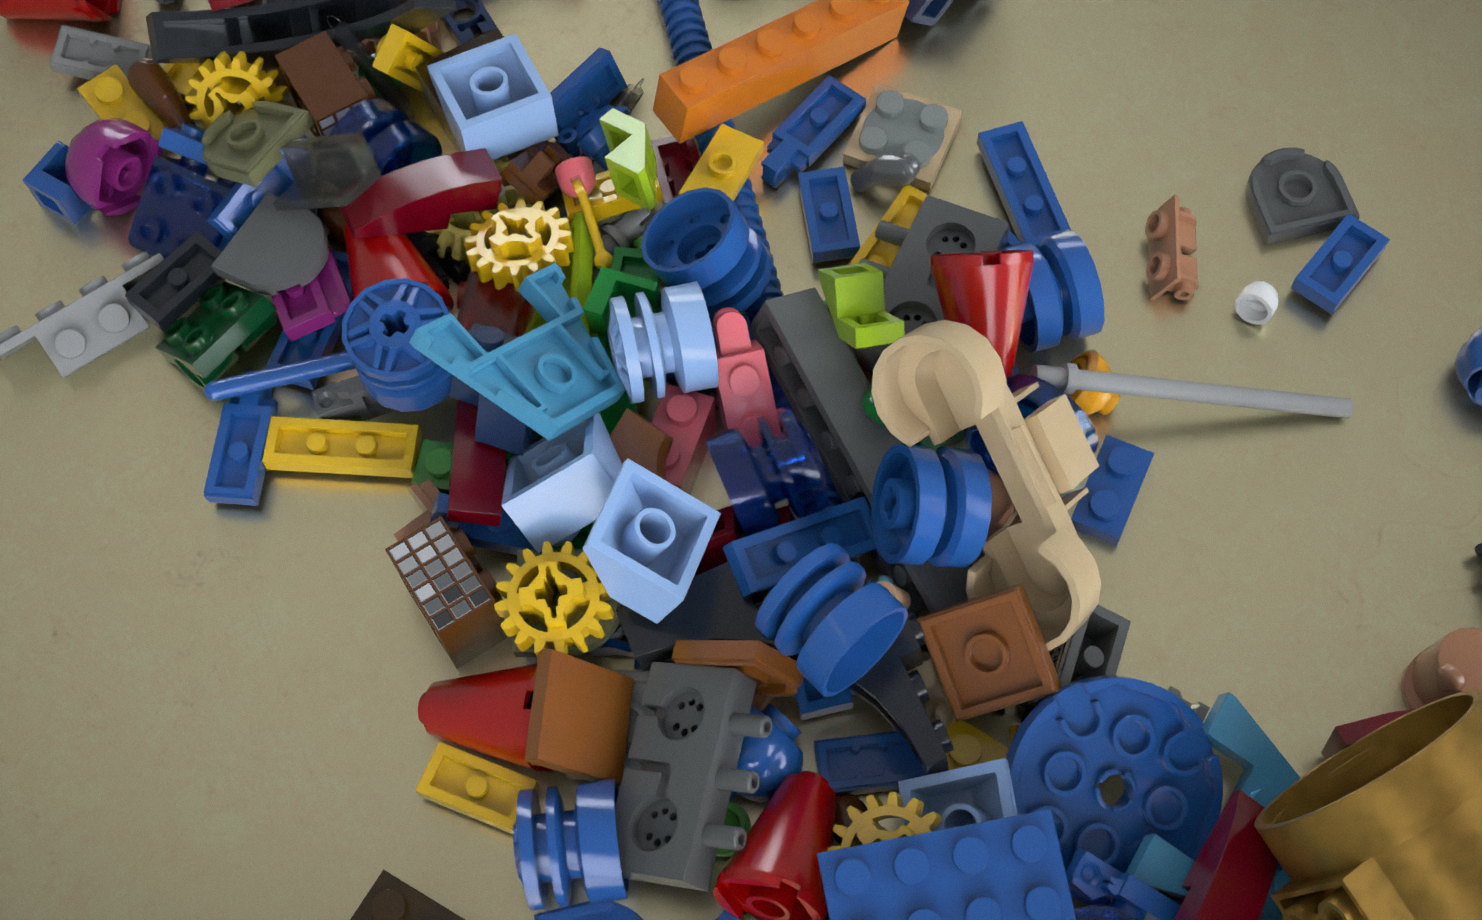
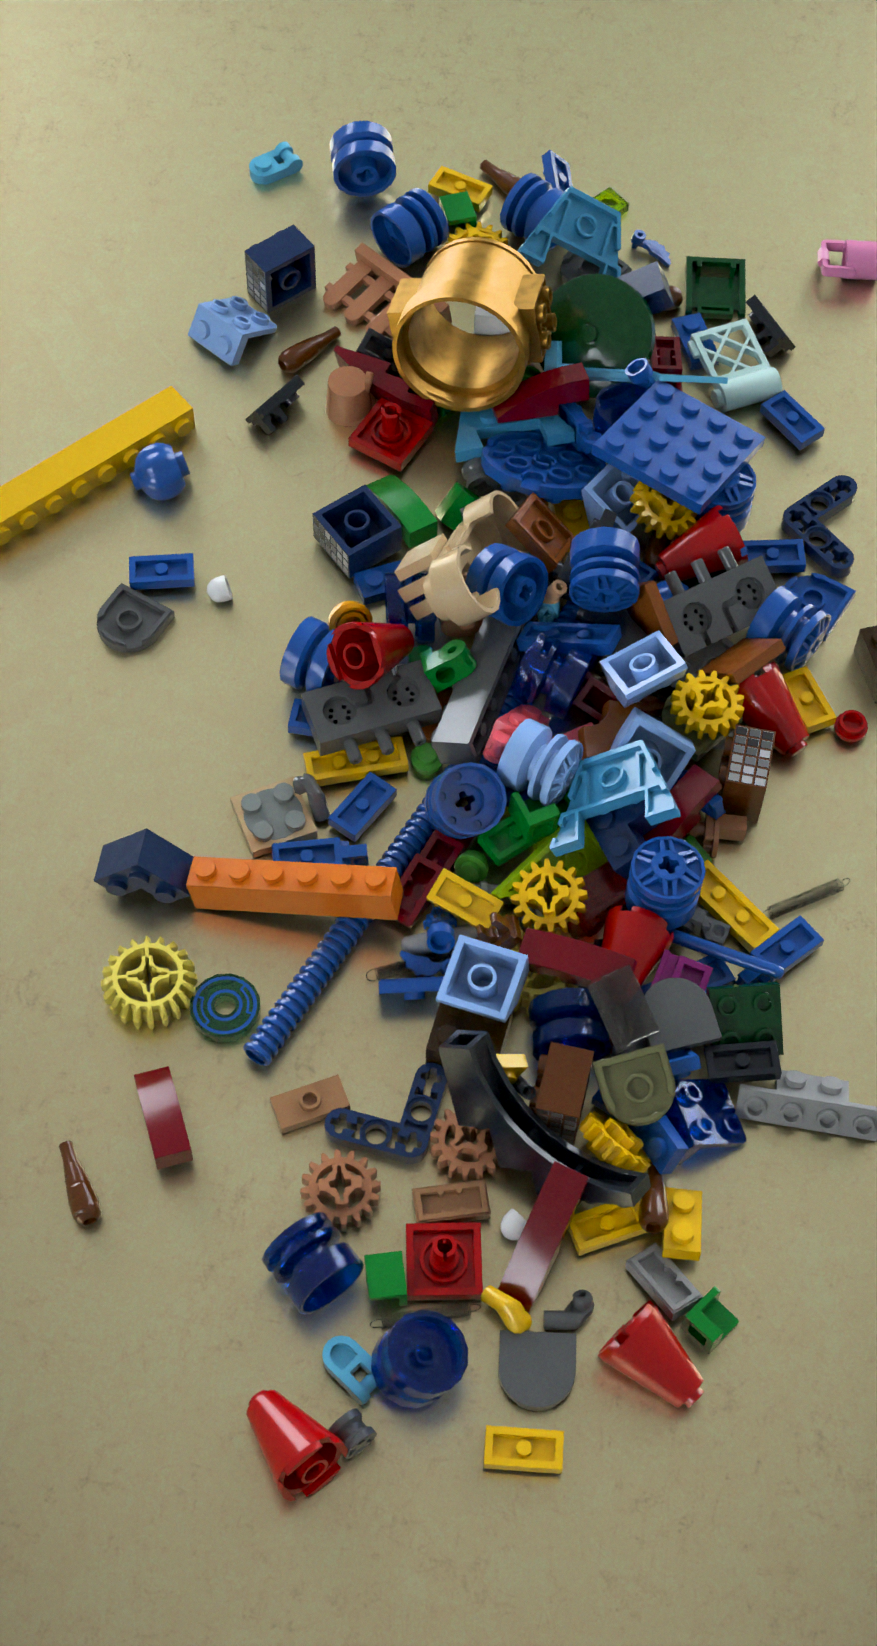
camera: 140 degrees left, 5 degrees down
(30, 52) = (709, 1321): none -> green panel
(51, 187) = (757, 1206): blue panel -> none
(110, 164) = (722, 1174): magenta cylinder -> none
(278, 521) = (775, 905): none -> piece
(394, 808) = (851, 726): none -> red plate
(577, 180) = (482, 905): hinge -> none
(630, 158) = (449, 875): lime slope -> none
(725, 162) = (403, 852): yellow plate -> none
(858, 305) = (431, 701): lime slope -> none
(1021, 182) = (253, 733): blue plate -> none
(1070, 378) = (365, 603): light grey bar -> none
(1151, 651) = (449, 509): none -> green panel
(1169, 233) = (227, 646): nougat hinge -> none
(1208, 582) = (407, 508): none -> green slope
(1209, 490) = (357, 531): none -> dark blue brick
(1346, 675) = (391, 434): none -> red plate

